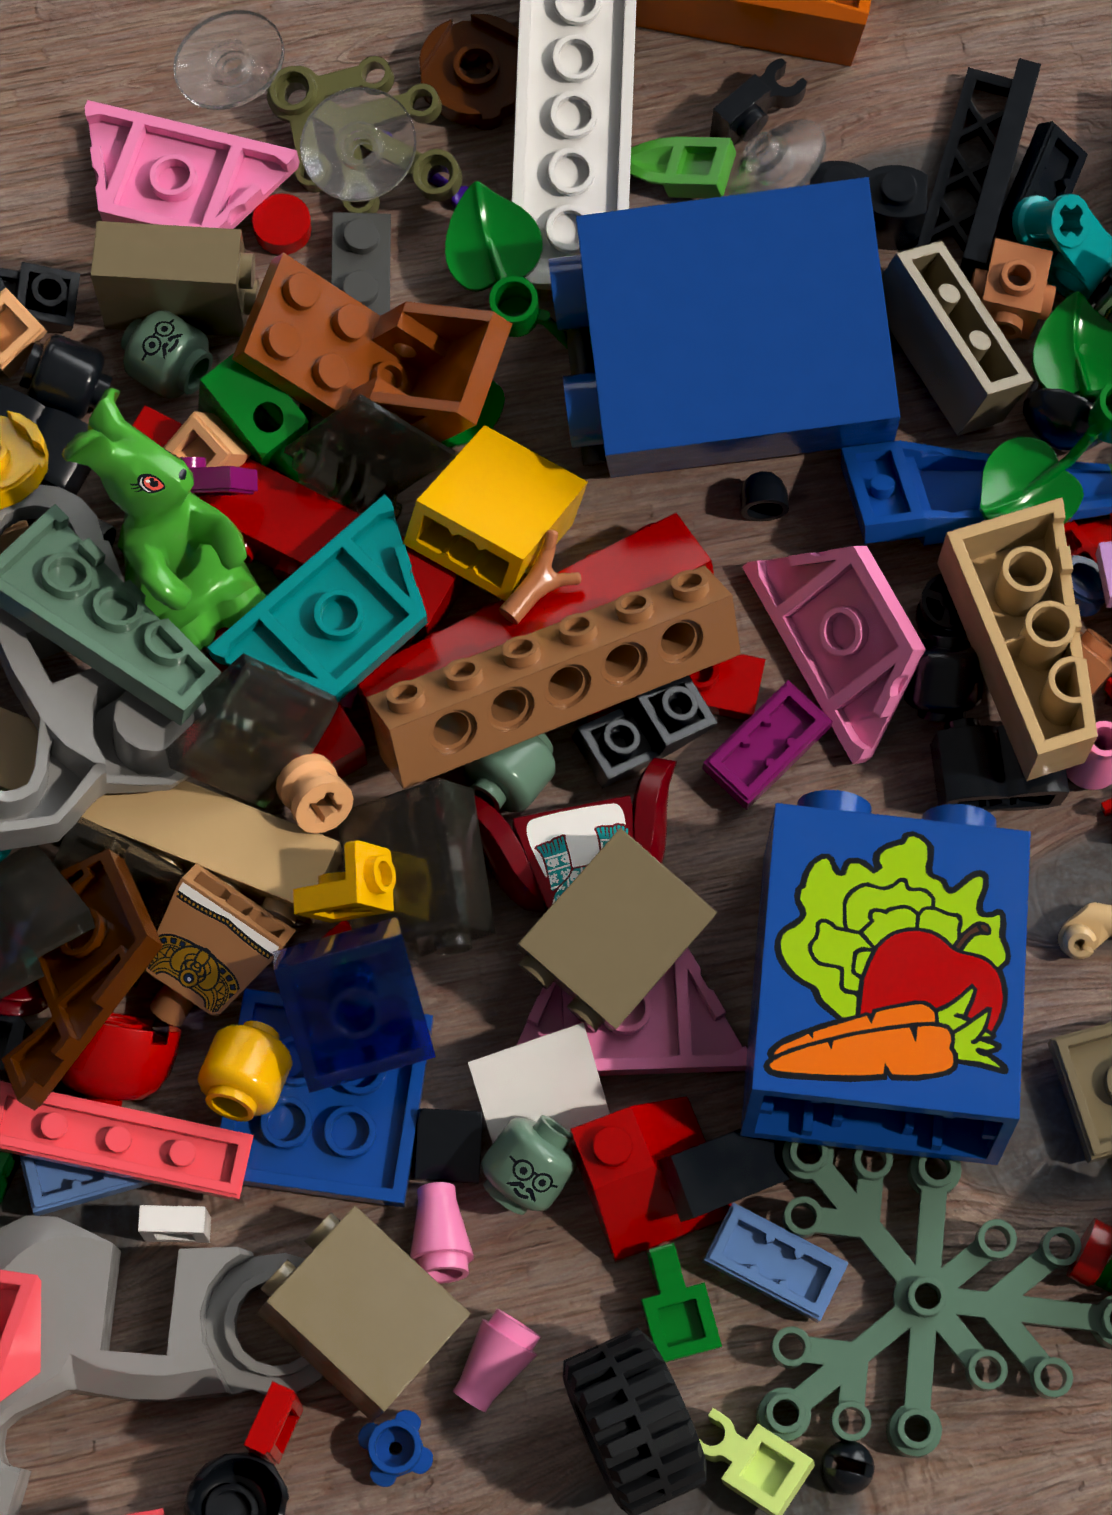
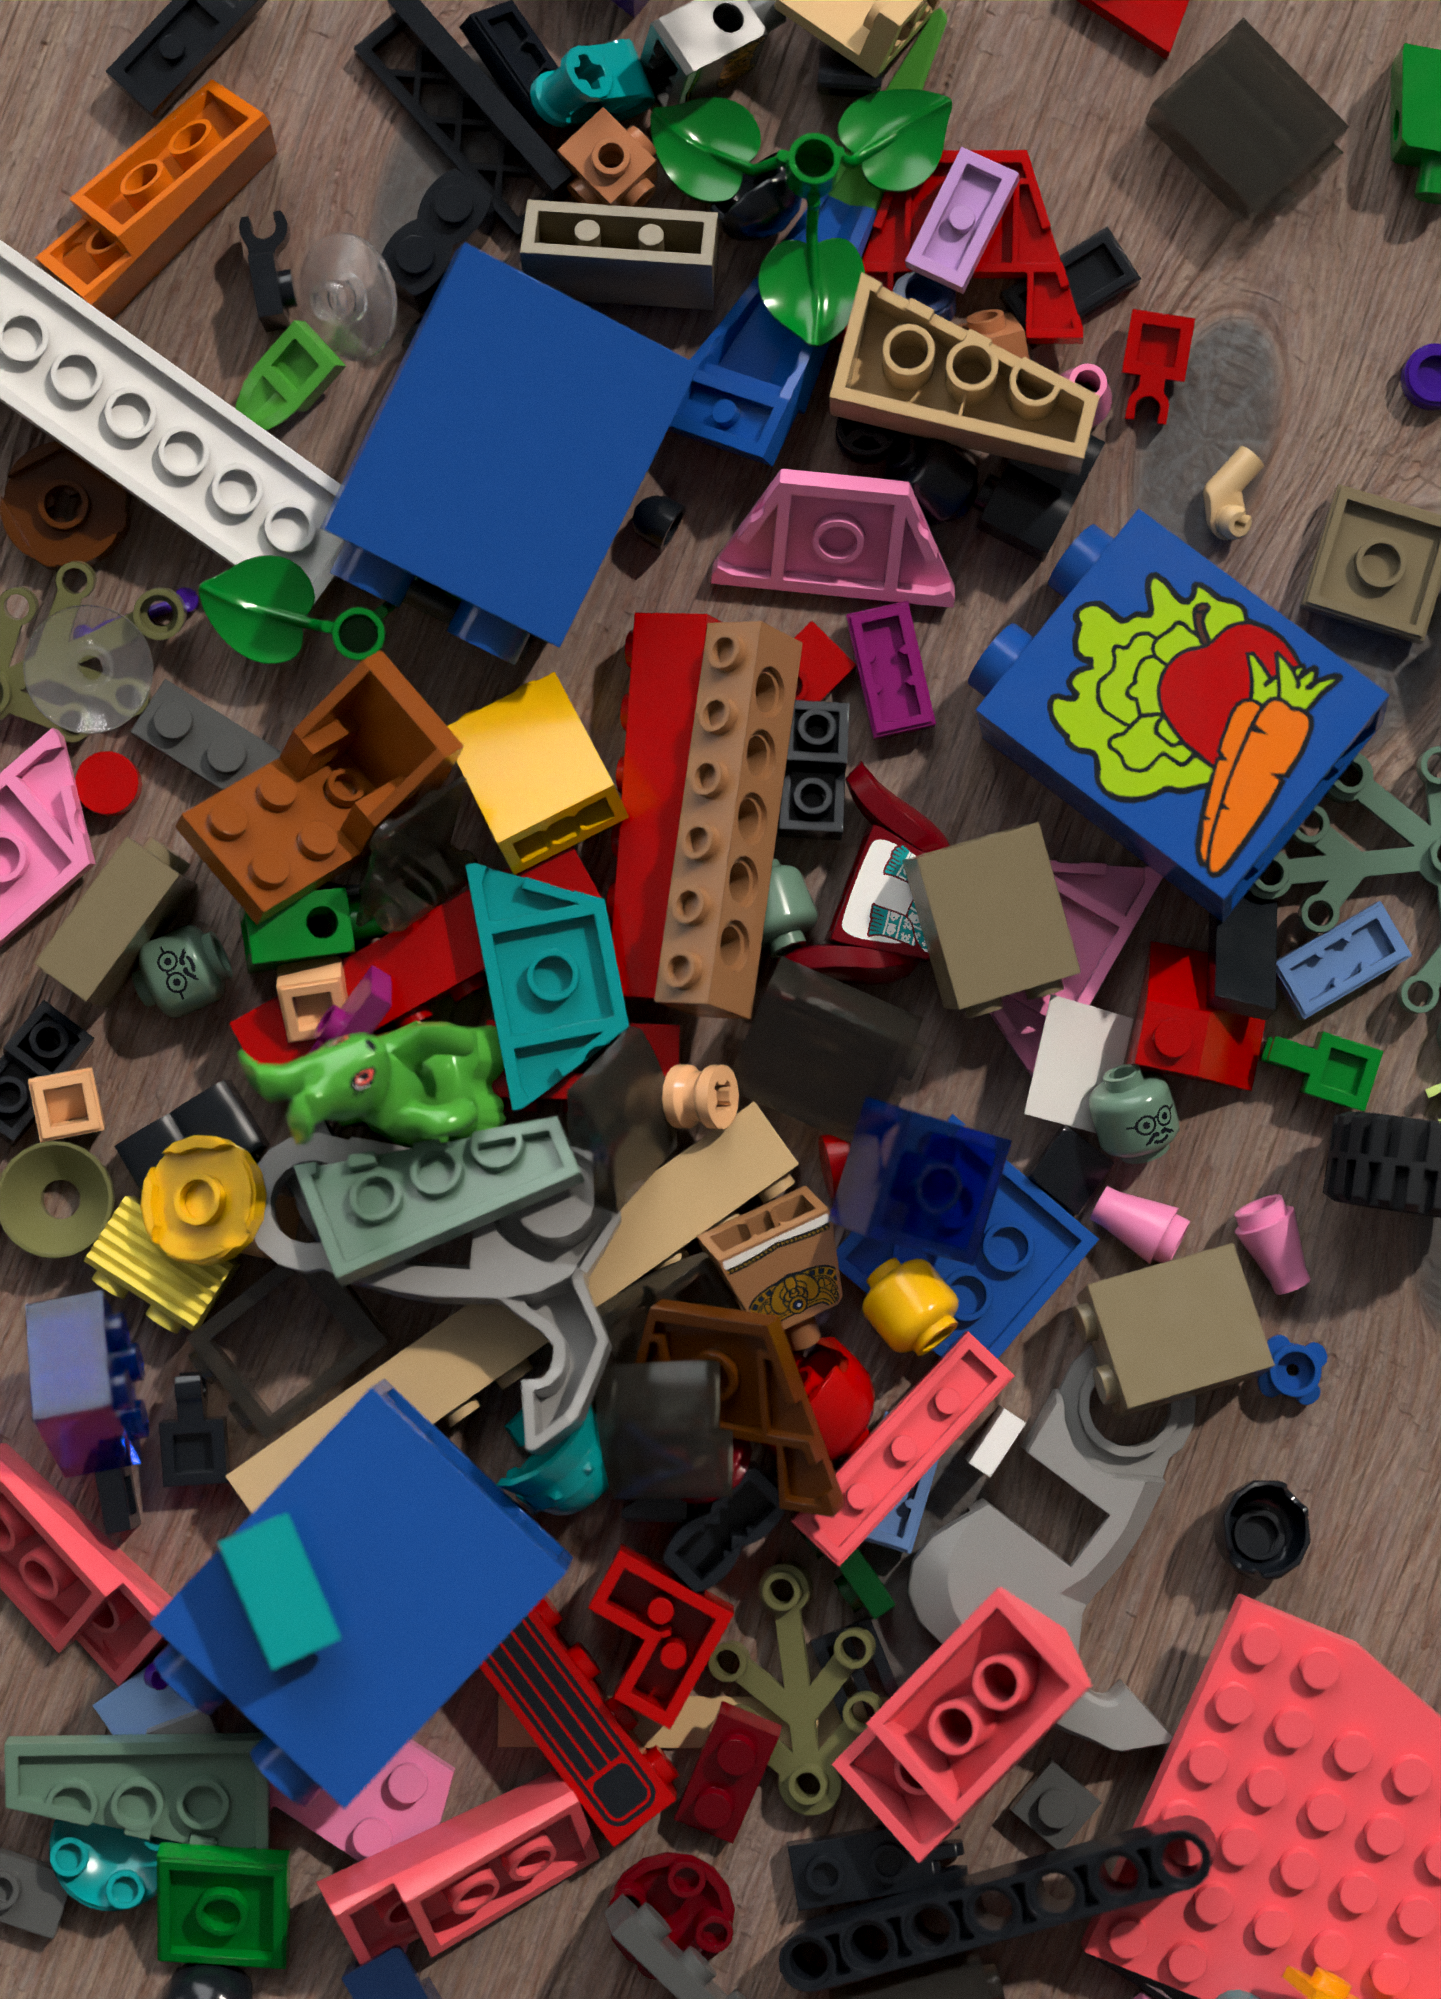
camera: 55 degrees left, 15 degrees up
(65, 375) = (146, 1076): black head -> none
(274, 1423) = (1224, 1461): red tile -> none
(356, 893) = (819, 1114): yellow bracket -> none
(537, 583) = (631, 780): nougat bar -> none

